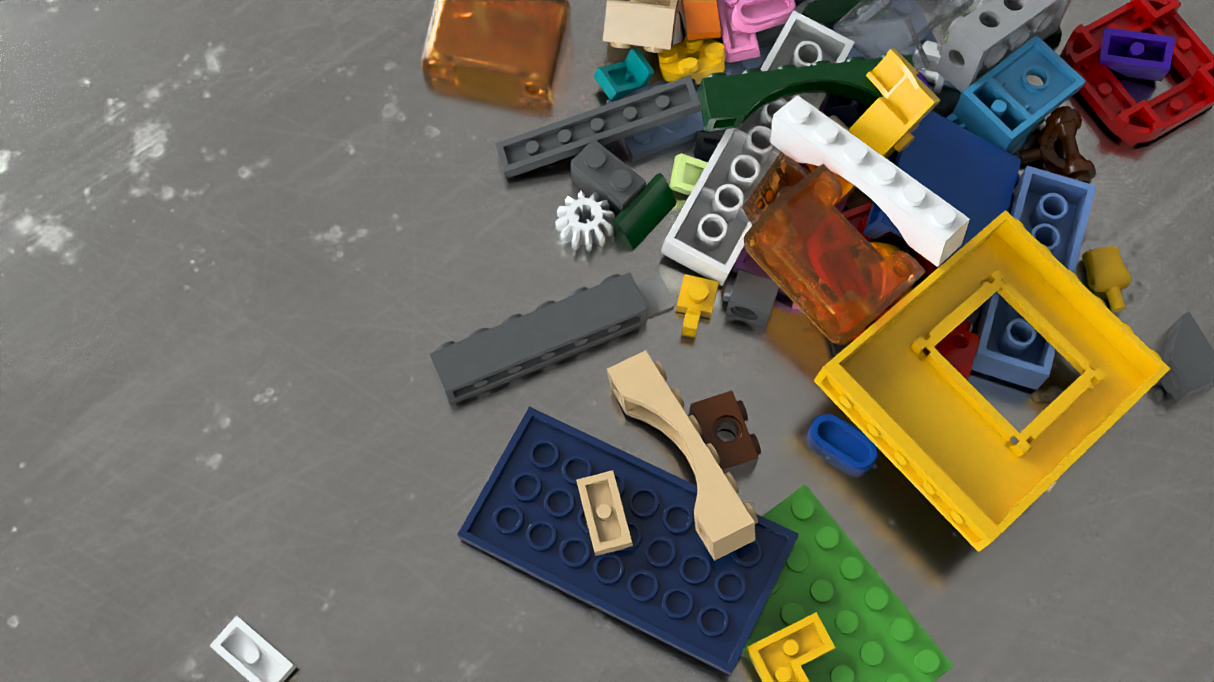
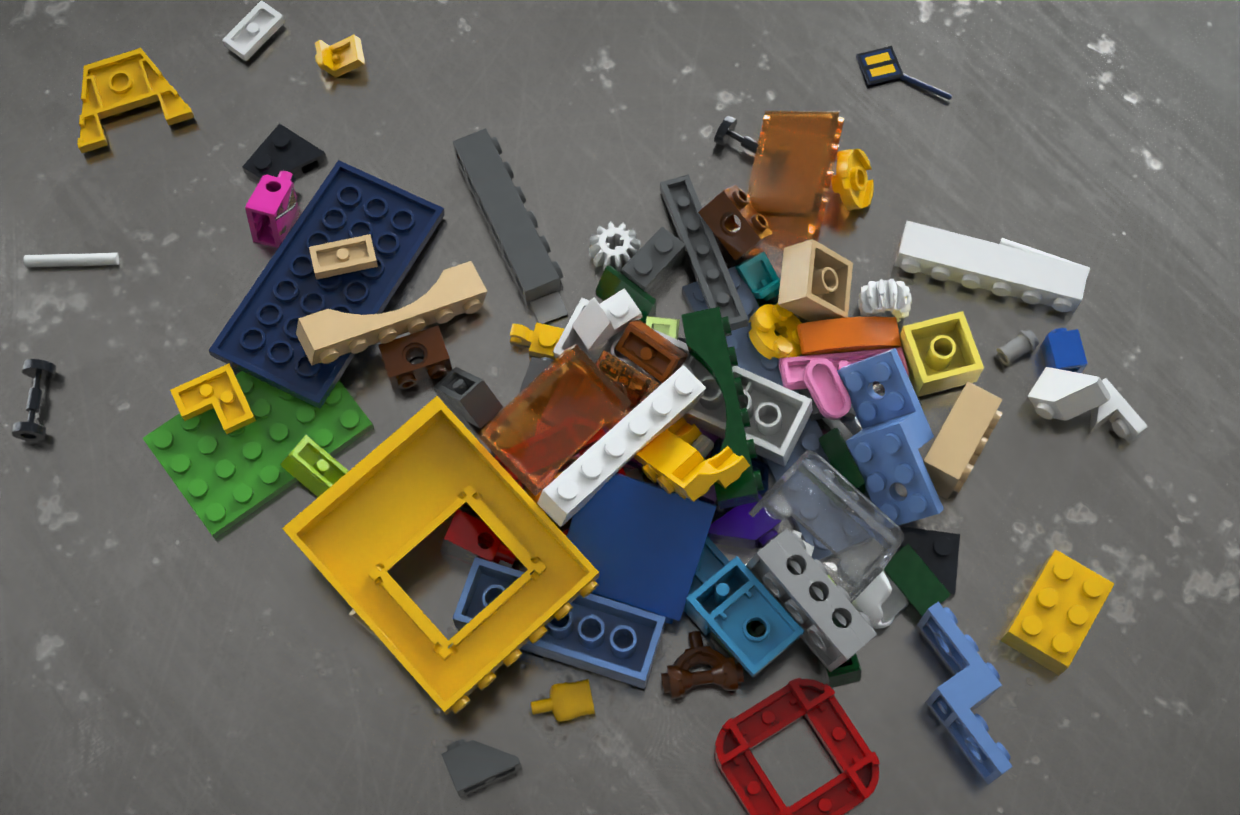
camera: 90 degrees right, 0 degrees up
(303, 539) = (341, 56): none -> yellow bracket
(440, 103) = (726, 131): none -> black wheel
(442, 611) = (282, 152): none -> black wing
(524, 609) = (272, 208): none -> dark pink torso
(581, 91) = (720, 219): none -> reddish brown brick
(697, 210) = (604, 320): none -> white slope
(735, 165) = (650, 350): none -> dark orange slope
(770, 376) = (469, 397): none -> dark grey slope
(869, 541) = (313, 466): none -> lime slope
(1137, 53) = (804, 746): dark purple slope -> none

